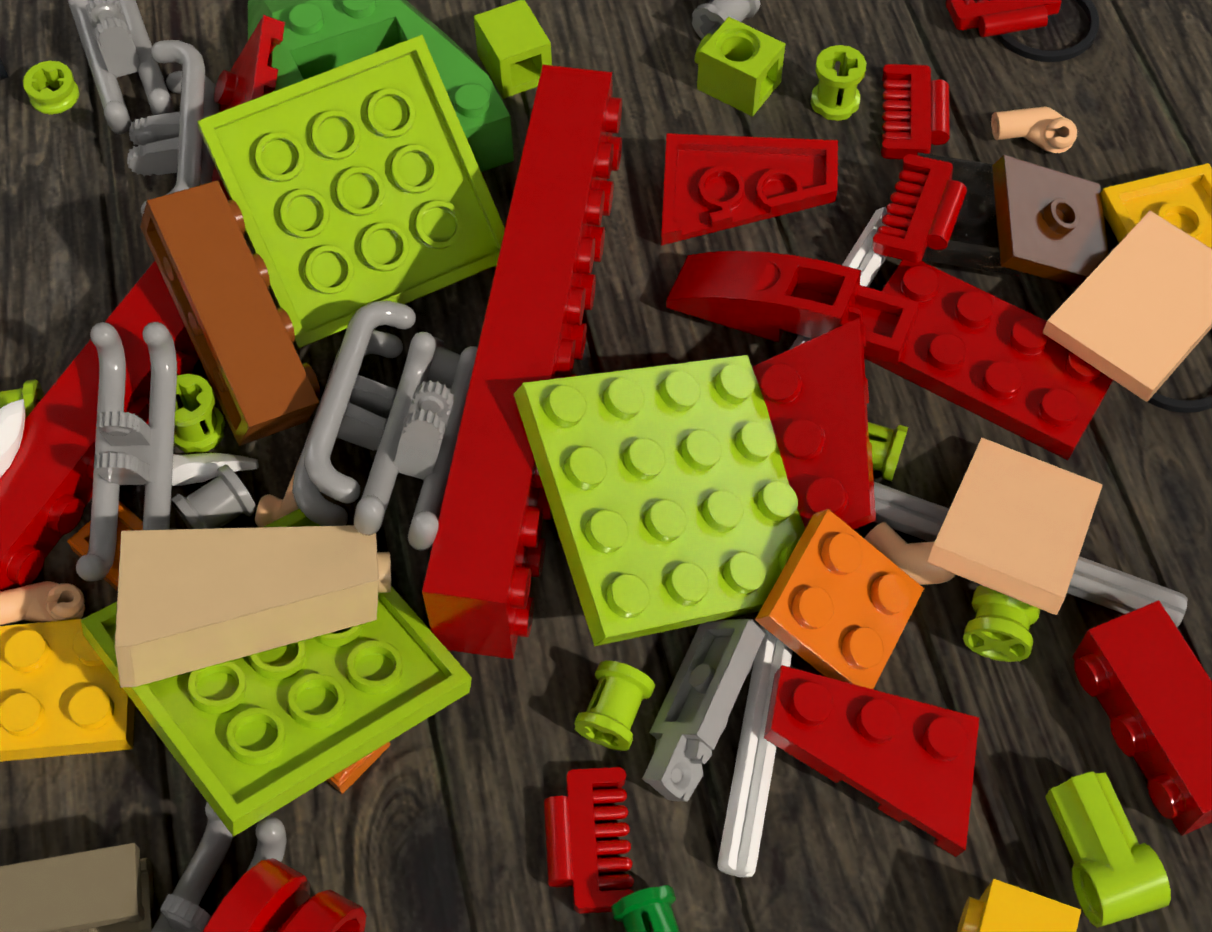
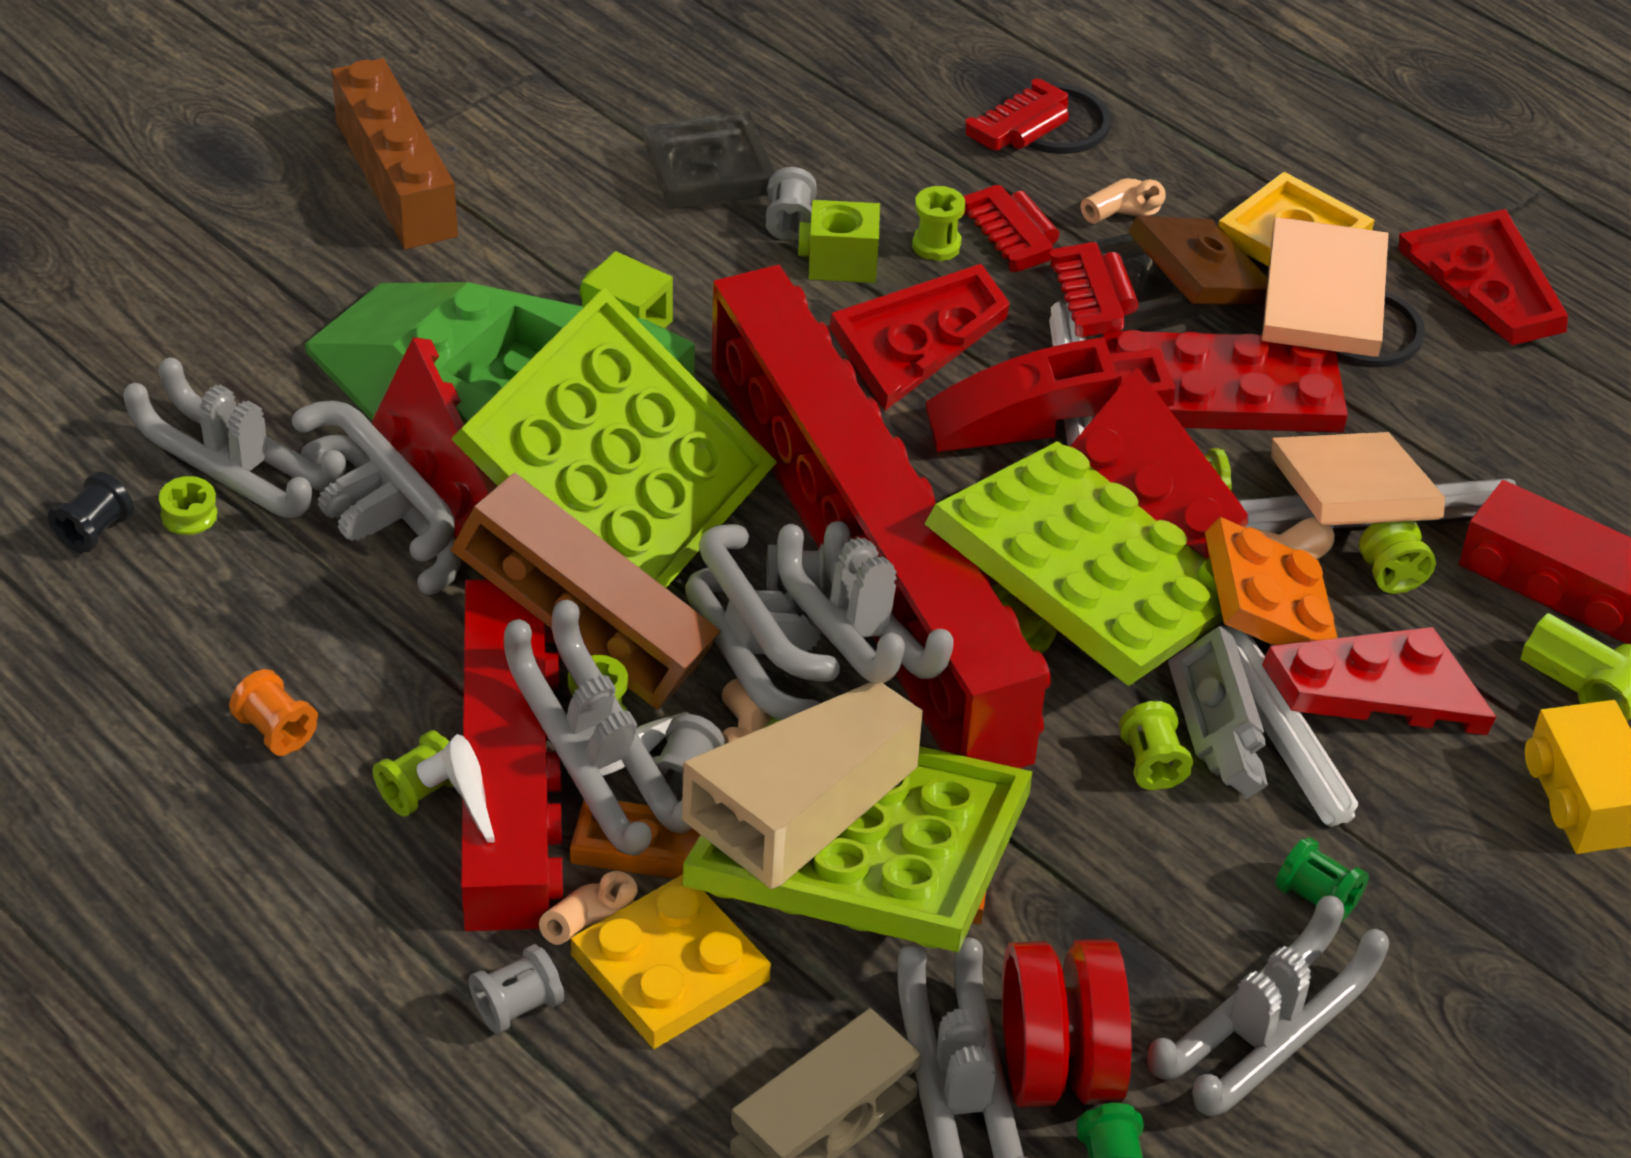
camera: 35 degrees left, 15 degrees down
(573, 835) = (1204, 859): red piece -> none

